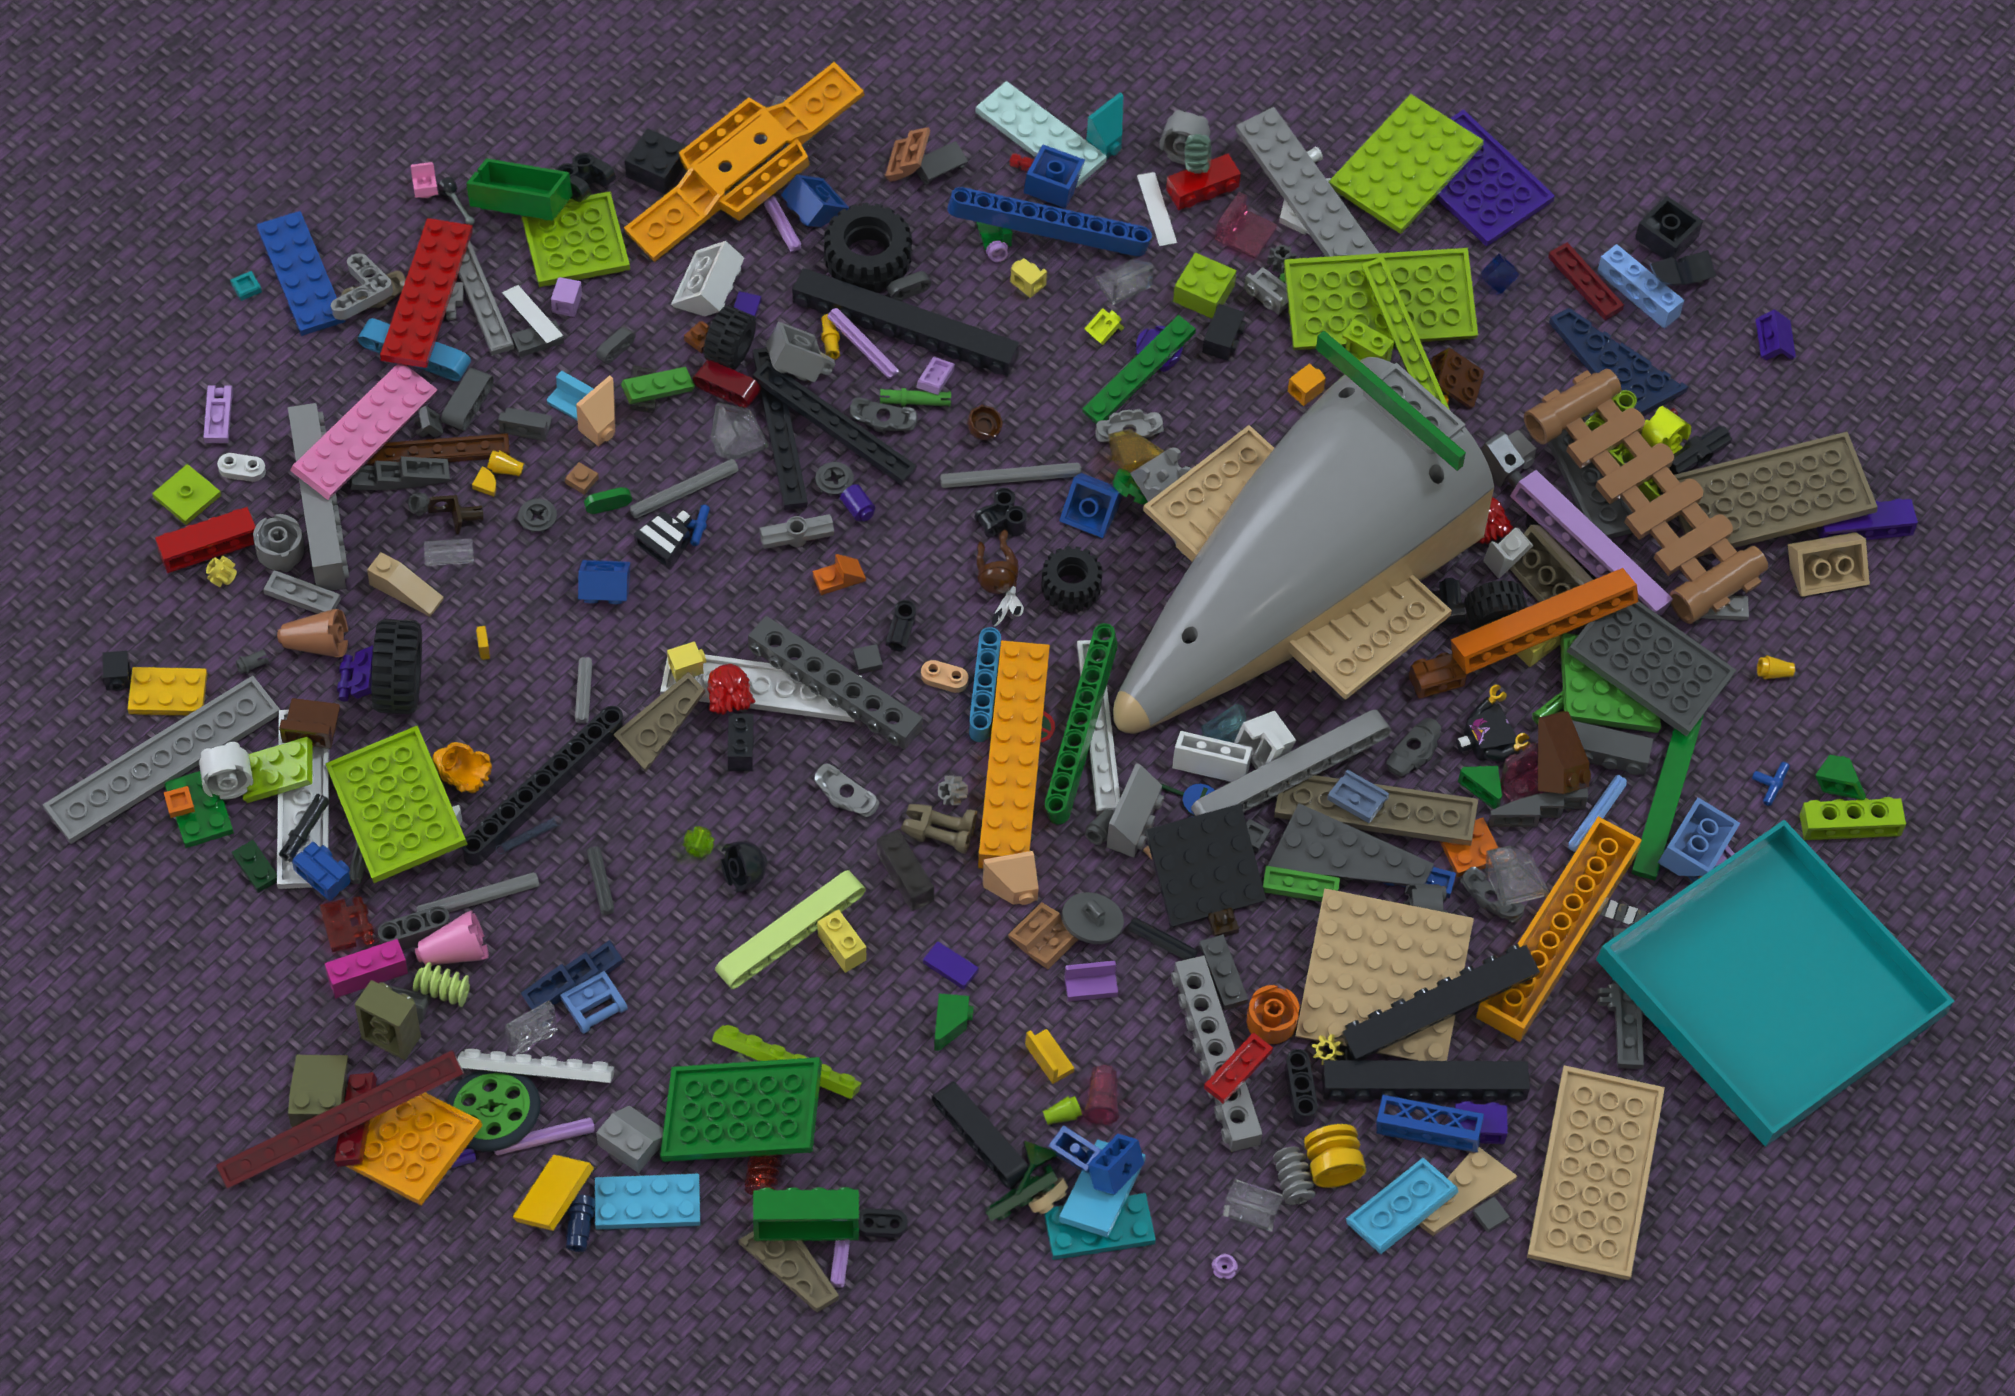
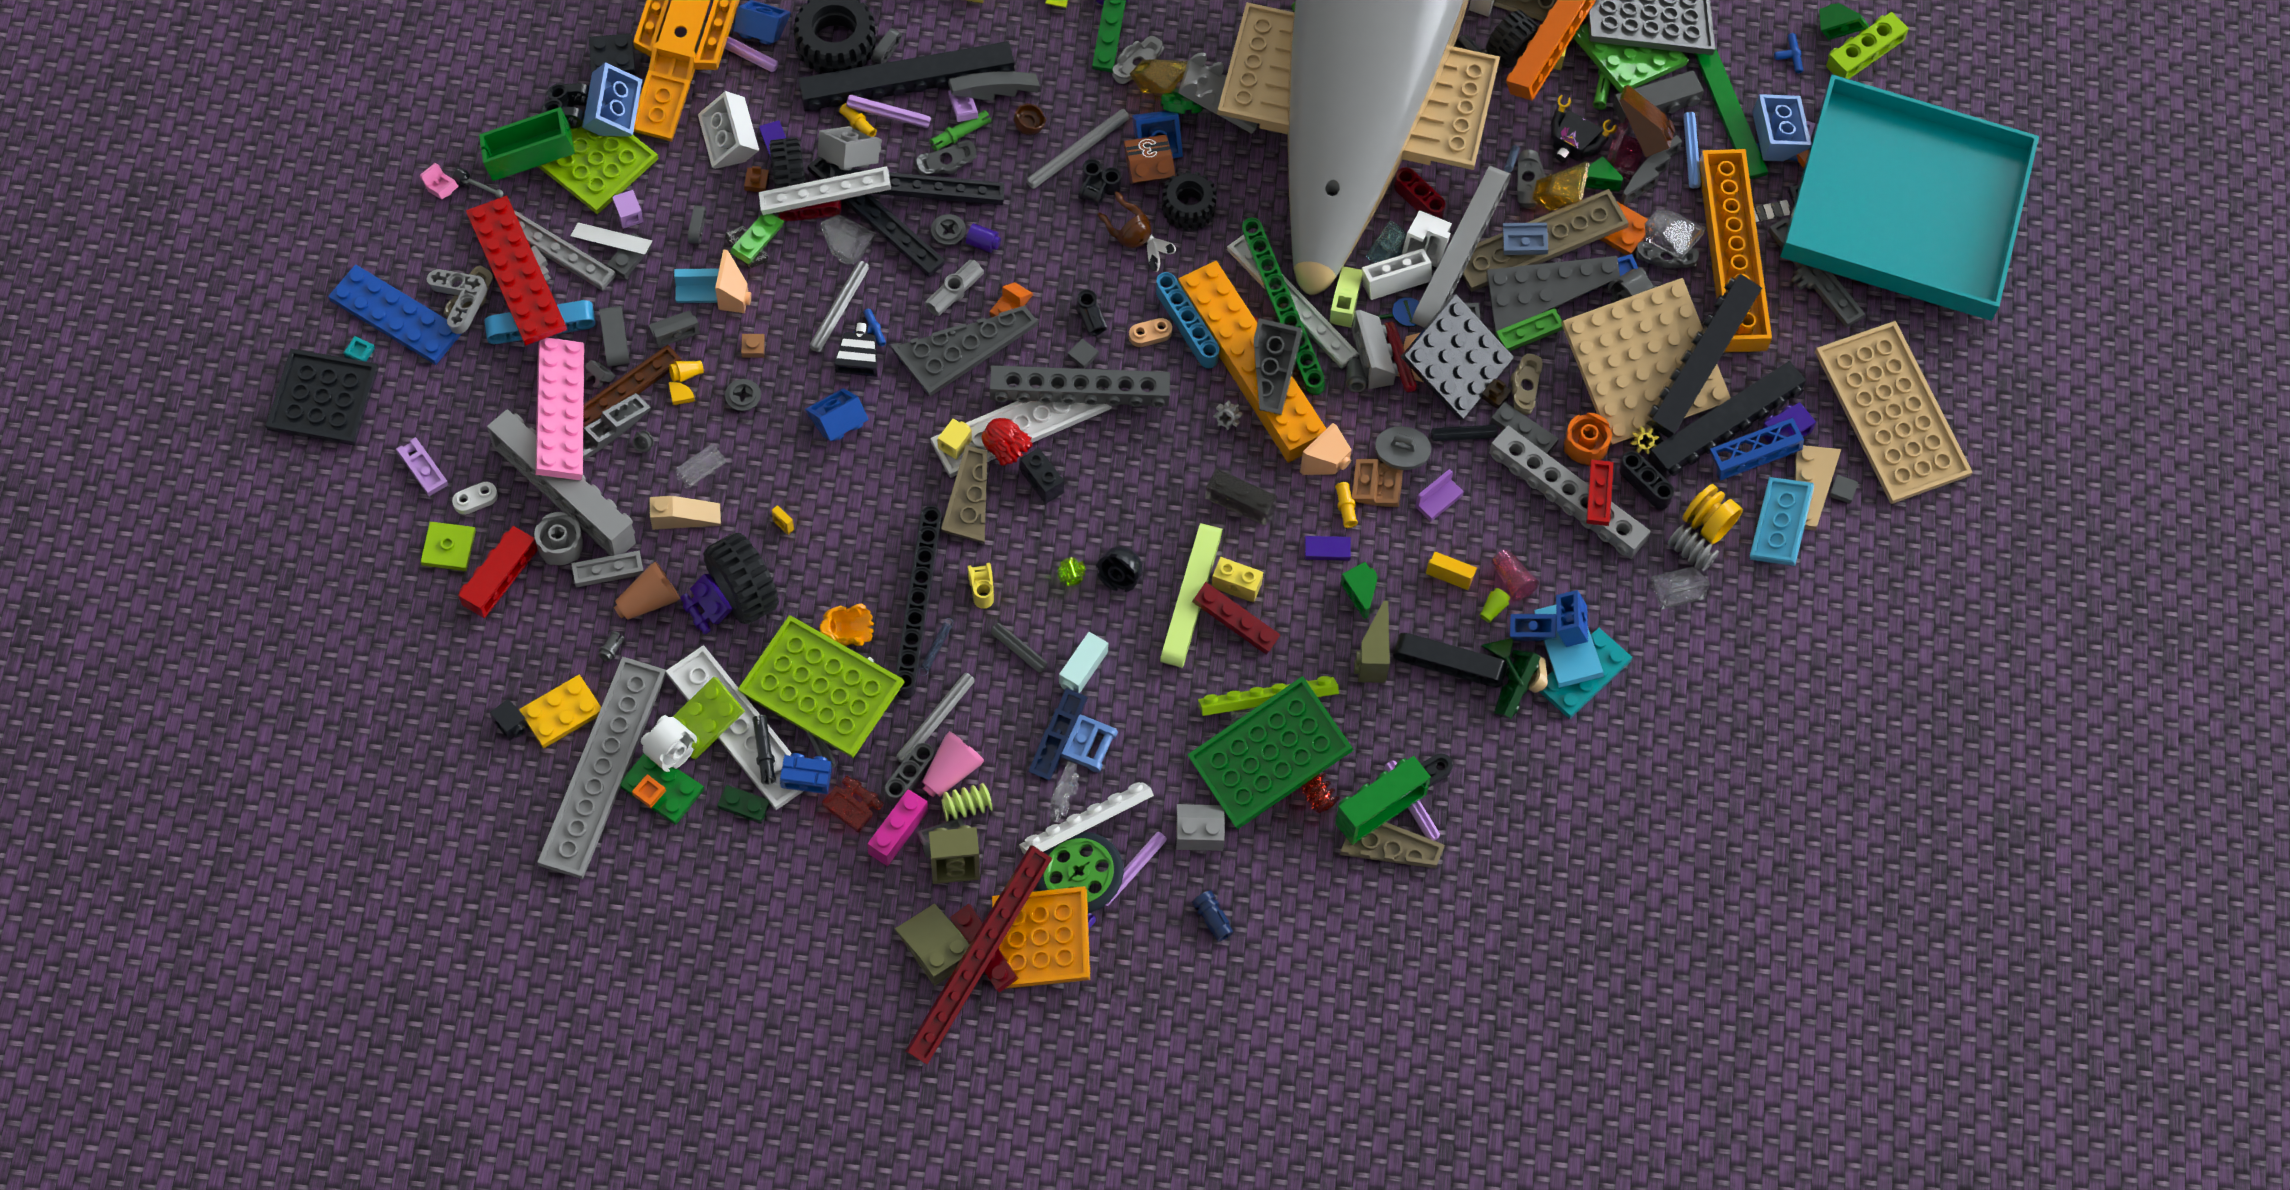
camera: 35 degrees left, 5 degrees up
(183, 306) = (322, 397): none -> black plate
(221, 571) = (529, 590): light yellow gear -> none
(311, 720) = (702, 663): reddish brown bracket -> none
(458, 513) = (681, 431): dark brown bracket -> none
(553, 1192) = (1177, 905): yellow tile -> none
(583, 690) = (888, 509): light grey axle -> none
(608, 500) = (789, 350): green tile -> none
(612, 801) = (981, 582): none -> light yellow piece
(622, 196) = (612, 102): none -> medium blue slope
(644, 929) = (1083, 663): none -> light aqua brick
(647, 1201) = (1248, 867): medium azure plate -> none
(742, 377) = (824, 190): none -> white plate
(754, 587) = (956, 350): none -> dark grey wing
(812, 974) = (1236, 618): none -> dark red plate
(831, 782) = (1130, 463): light grey piece -> none
(915, 1076) = (1374, 658): none -> olive slope
(924, 816) = (1226, 460): dark tan piece -> none
(969, 370) = (988, 84): none -> dark grey slope
(998, 937) = (1346, 505): none -> yellow pin
(1026, 763) = (1275, 358): none -> dark grey wedge
(1063, 520) = (1149, 159): none -> dark orange slope
(1148, 748) = (1346, 297): none -> yellowish green slope
(1163, 817) = (1397, 350): none -> dark red axle
(1226, 1260) = (1696, 640): lavender plate -> none
(1271, 919) = (1530, 370): none -> dark tan piece
(1295, 690) = (1415, 186): none -> dark red beam
(1402, 717) = (1511, 158): none -> sand blue piece
(1434, 771) = (1562, 187): none -> clear yellow slope
(1436, 675) = (1505, 115): dark orange brick -> none

